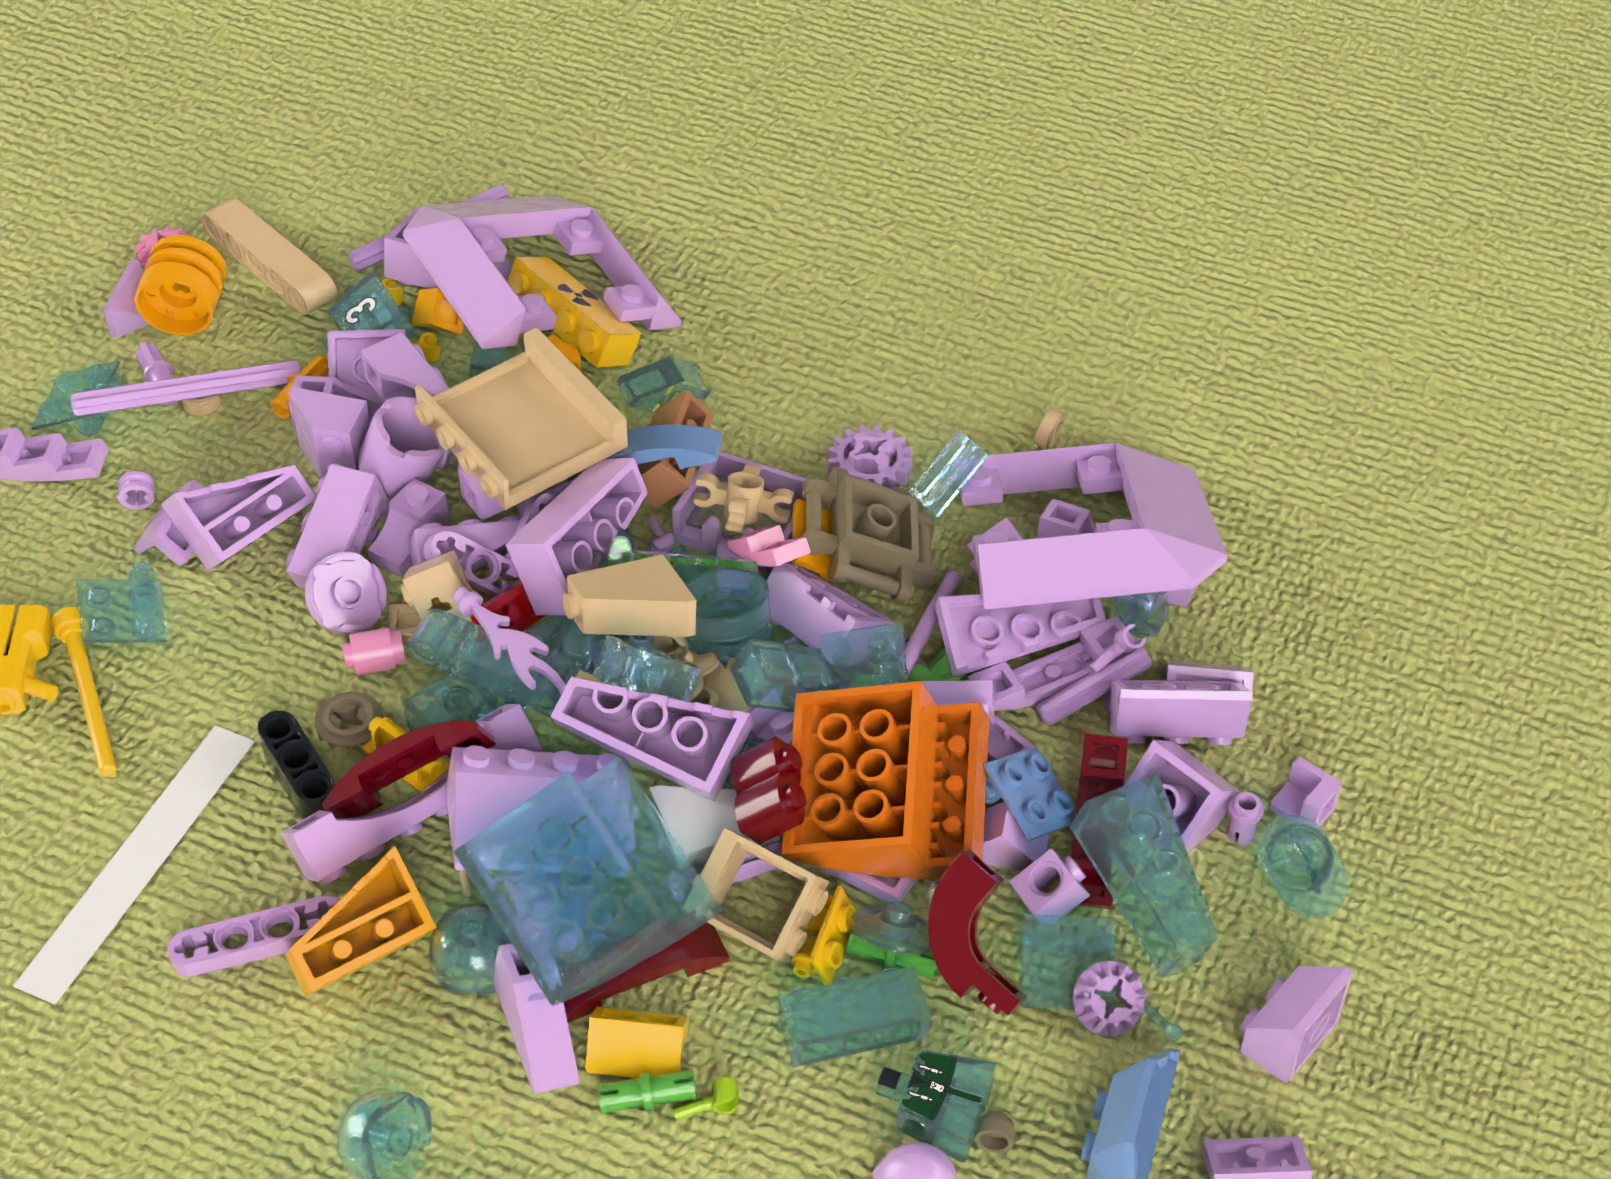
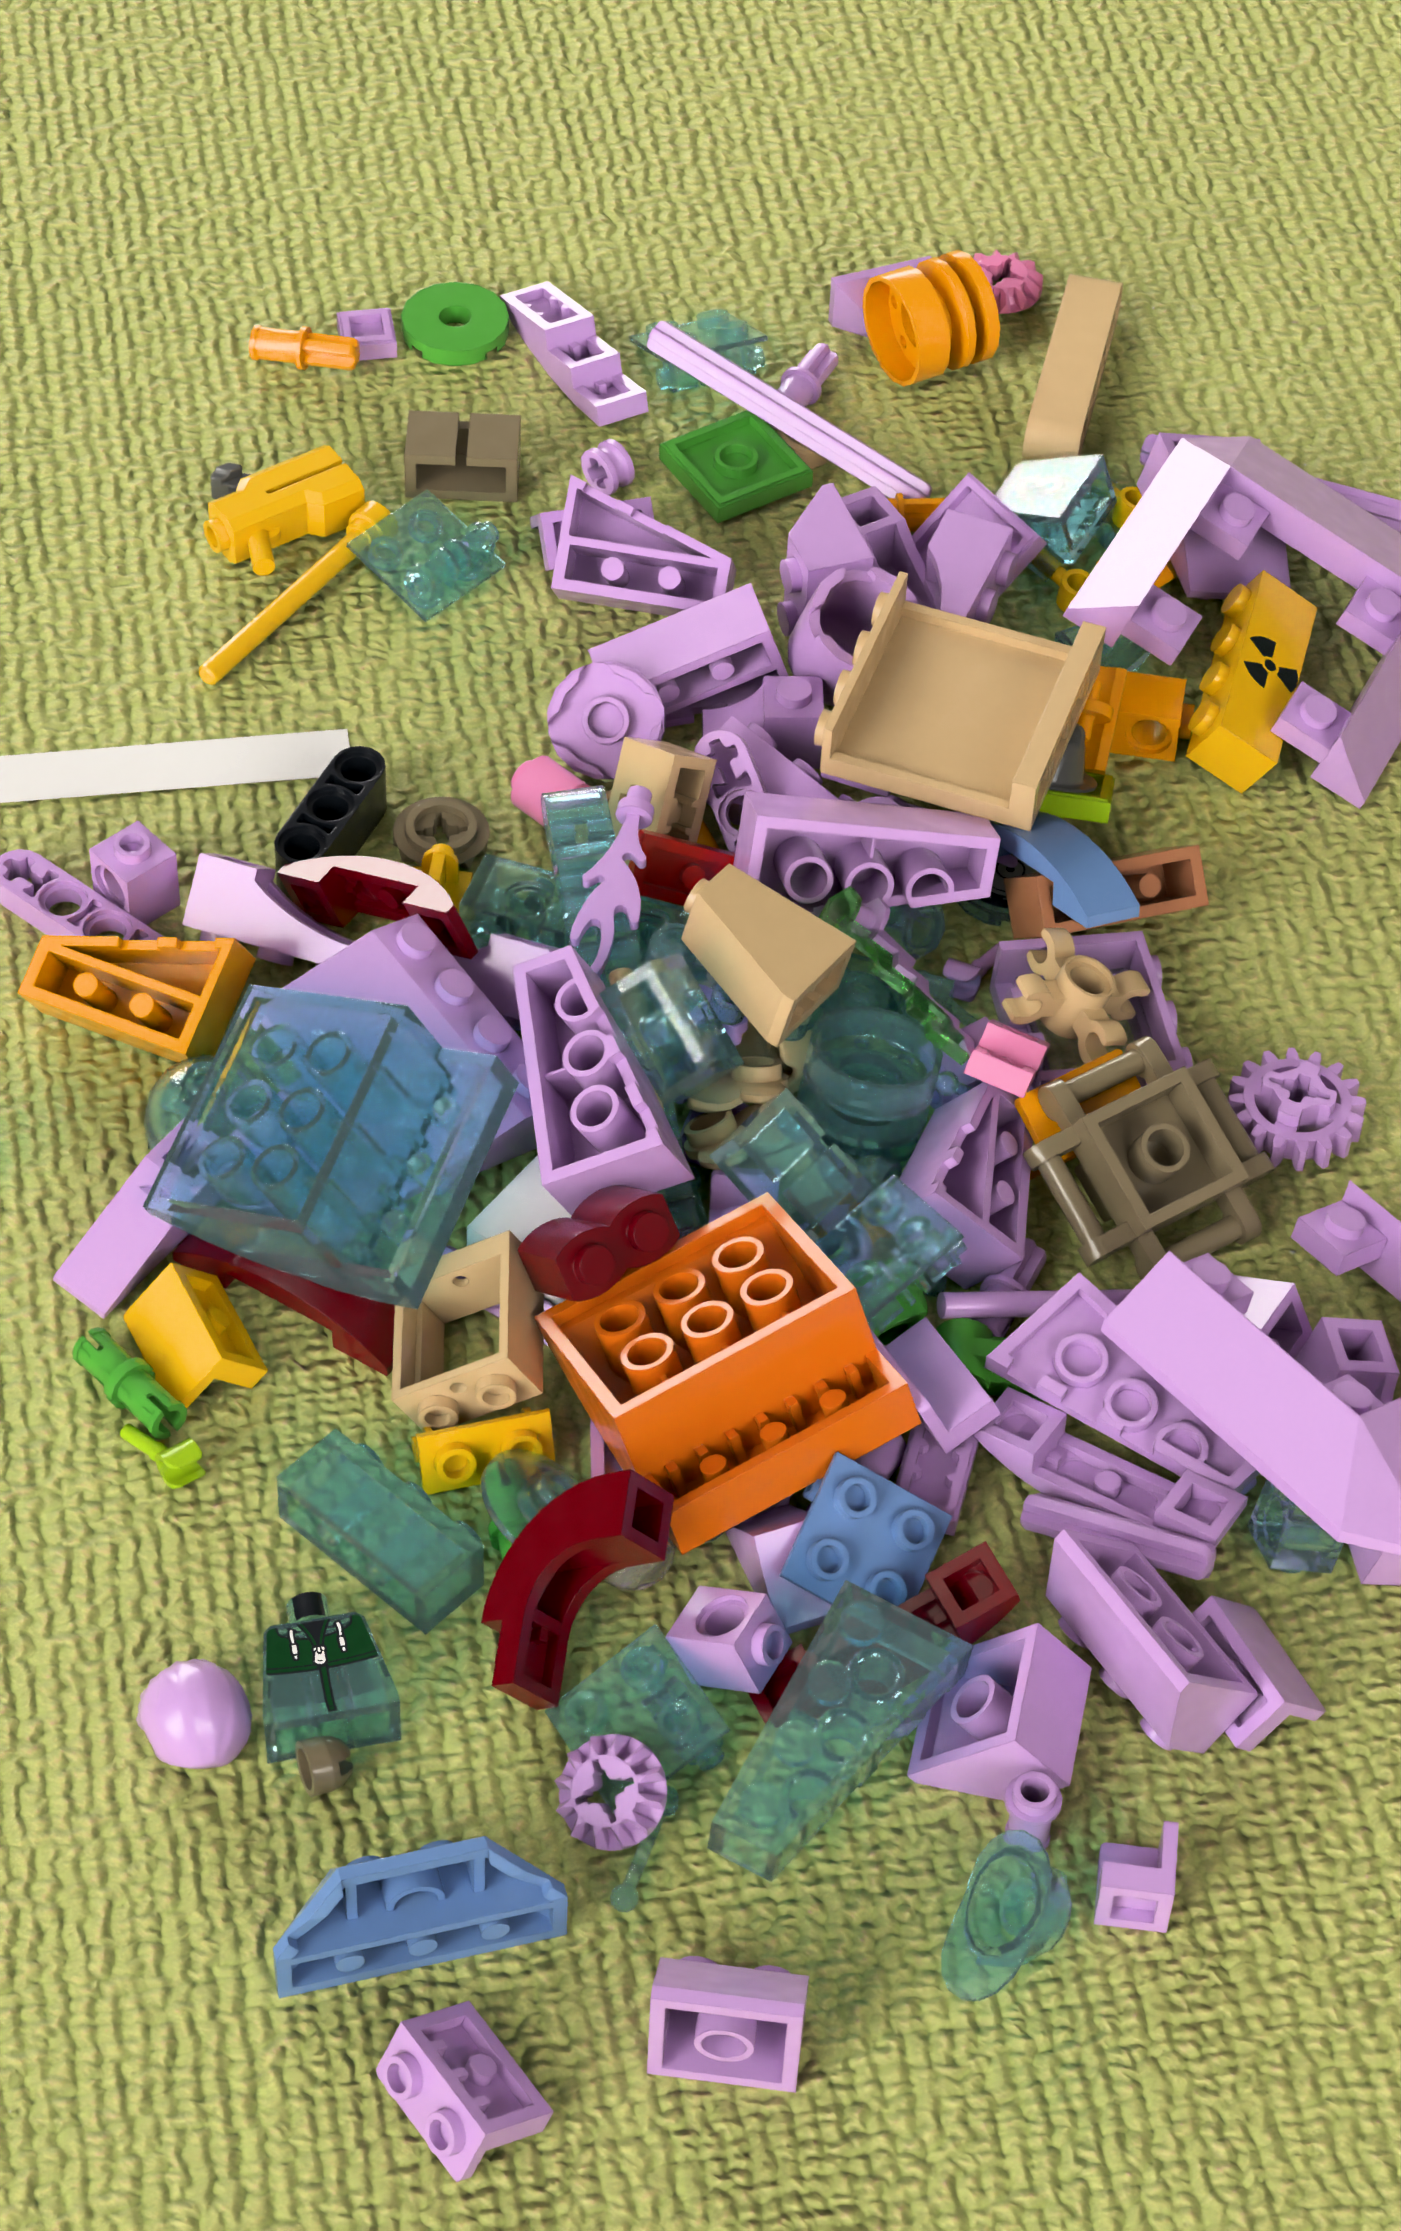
camera: 55 degrees right, 0 degrees up
(59, 552) = (463, 457): none -> dark tan piece
(191, 434) = (735, 465): none -> bright green plate
(252, 883) = (136, 873): none -> lavender brick
(658, 382) = (1228, 827): clear light blue slope -> none
(951, 476) = (1316, 1184): clear light blue tile -> none
(1120, 646) = (1175, 1517): lavender hand -> none

